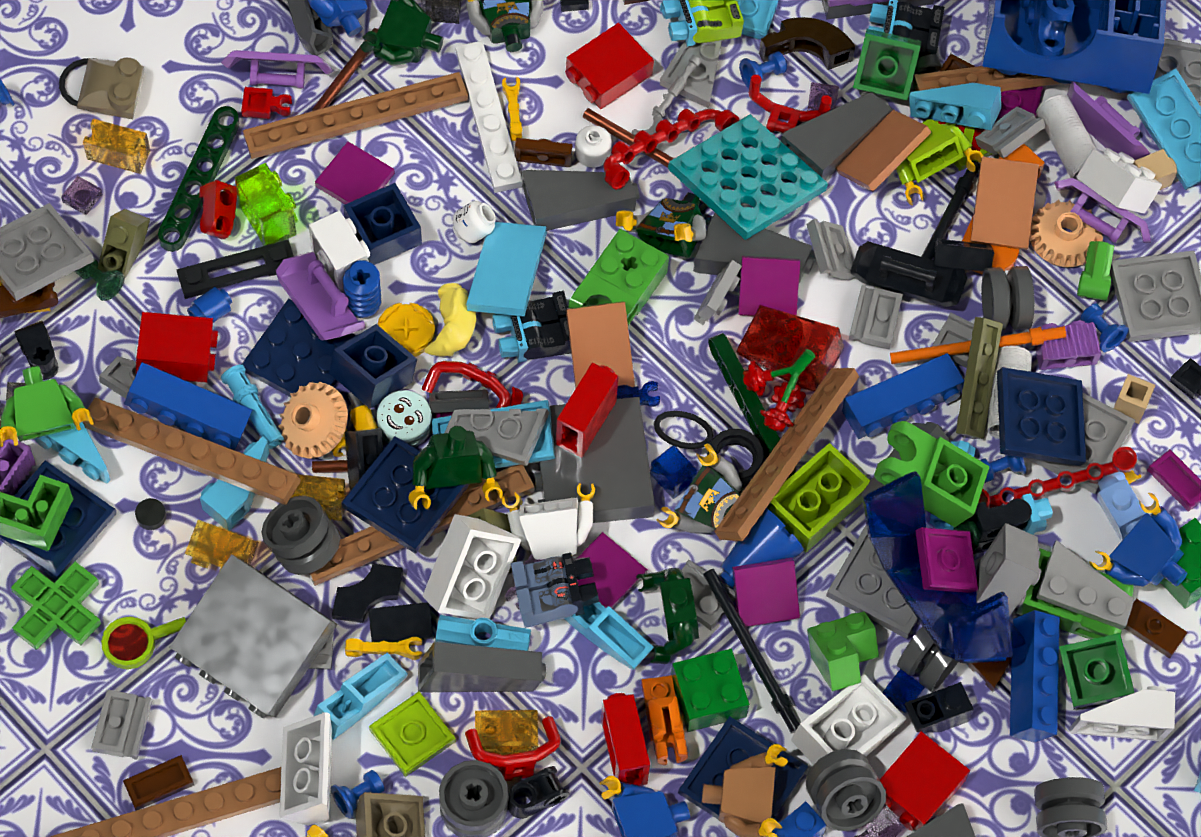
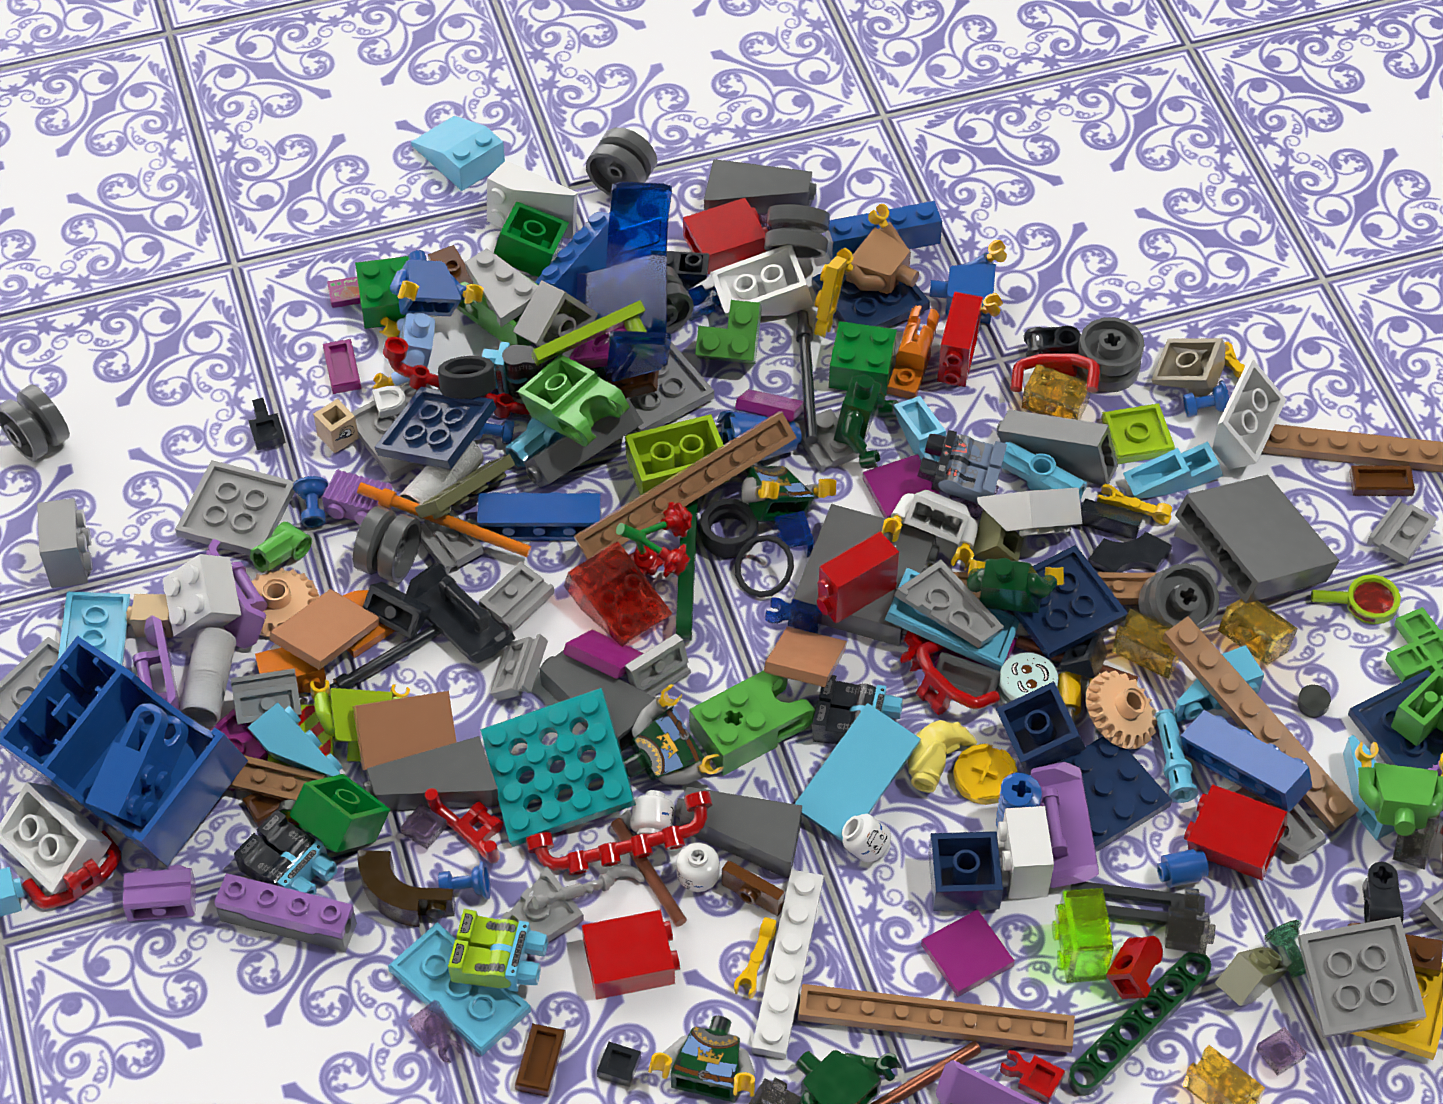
camera: 150 degrees left, 10 degrees down
(186, 252) = (1187, 927): none -> clear smoke brick
(652, 176) = (652, 813): none -> white head
(774, 724) = (828, 297): none -> yellow plate
(954, 542) = (627, 316): none -> lime piece
(1066, 474) = (466, 377): none -> black tyre
(1105, 443) = (389, 400): none -> white tile

